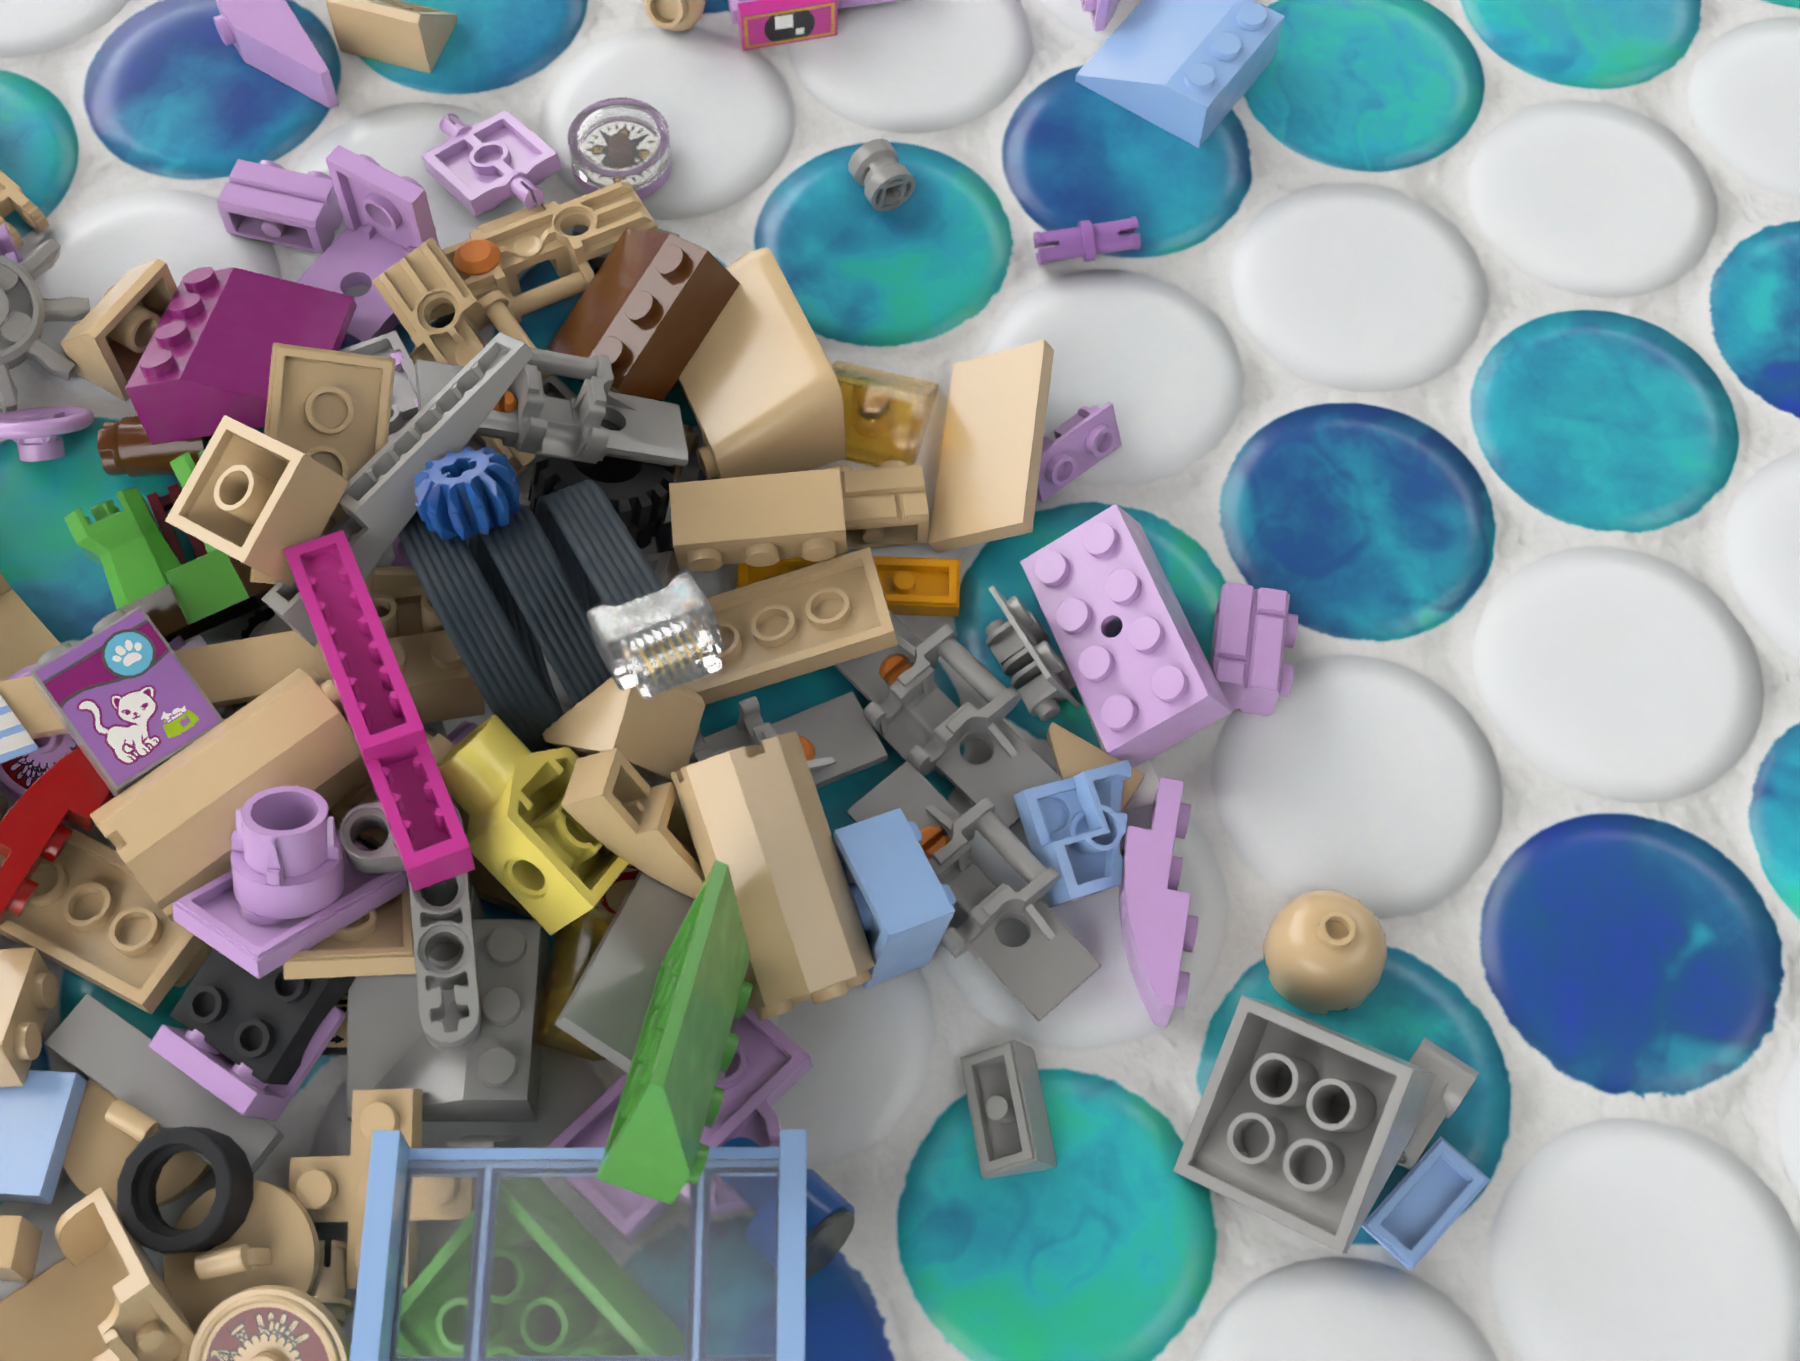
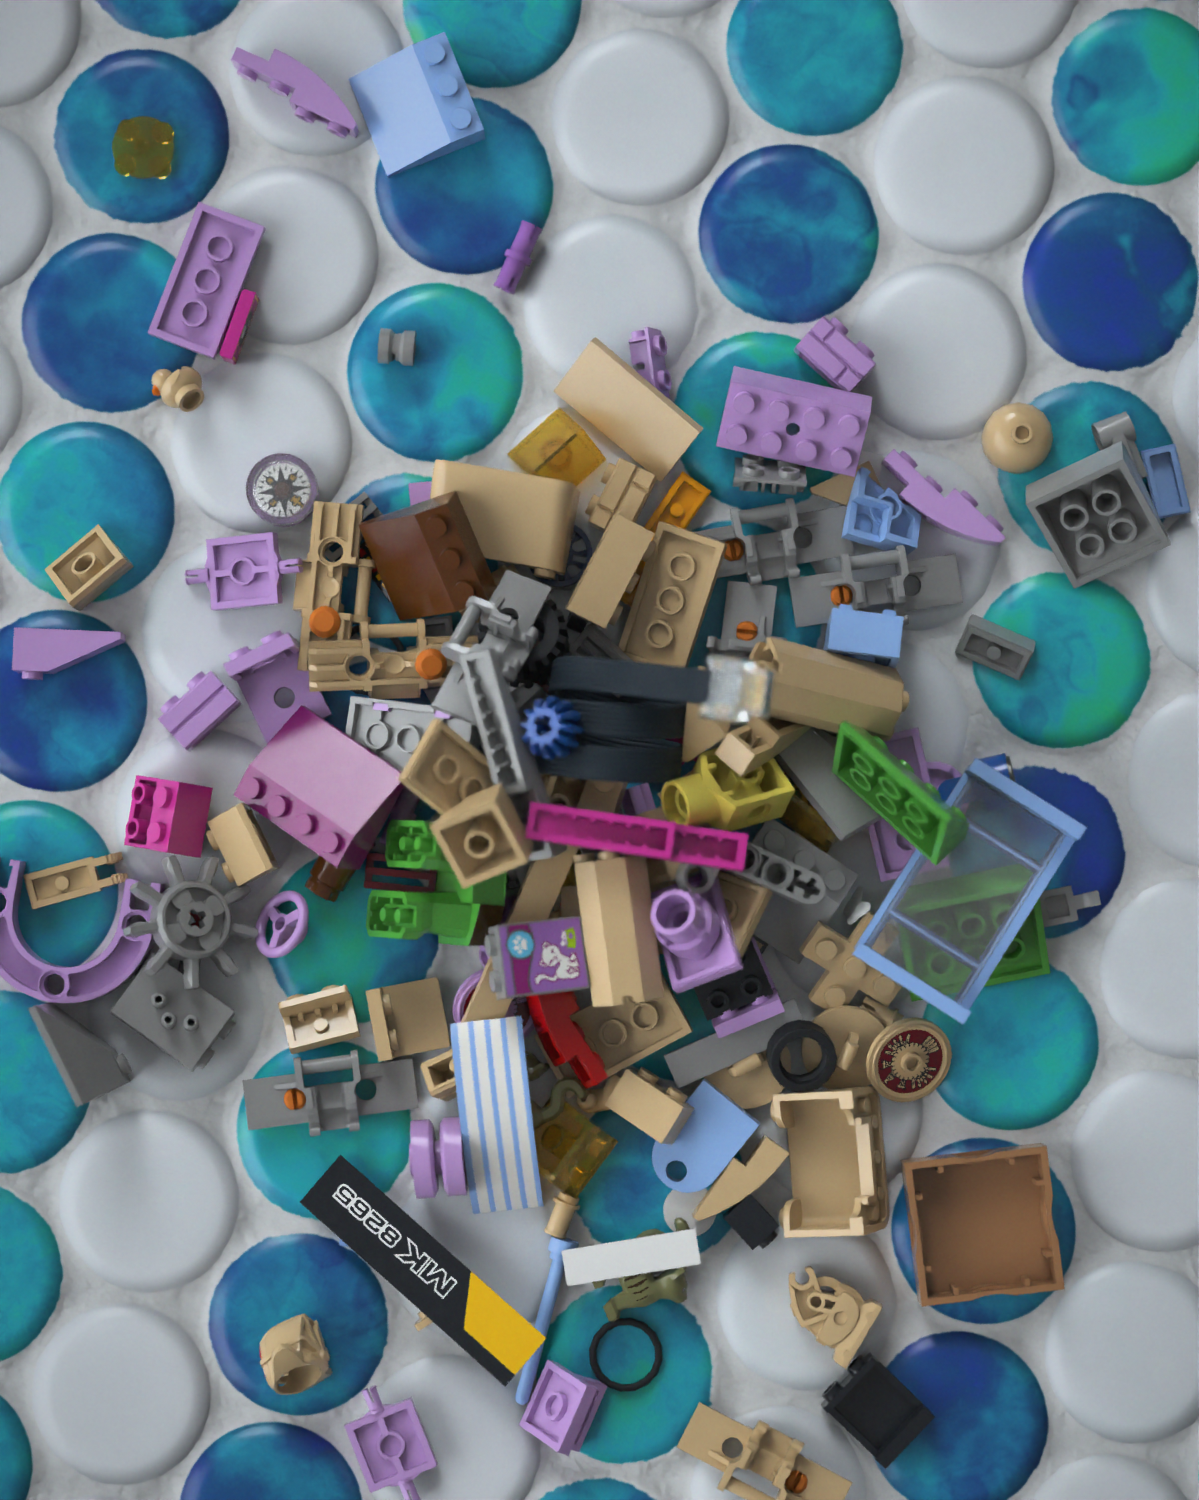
camera: 55 degrees left, 25 degrees up
(114, 241) = (168, 816): none -> dark pink slope

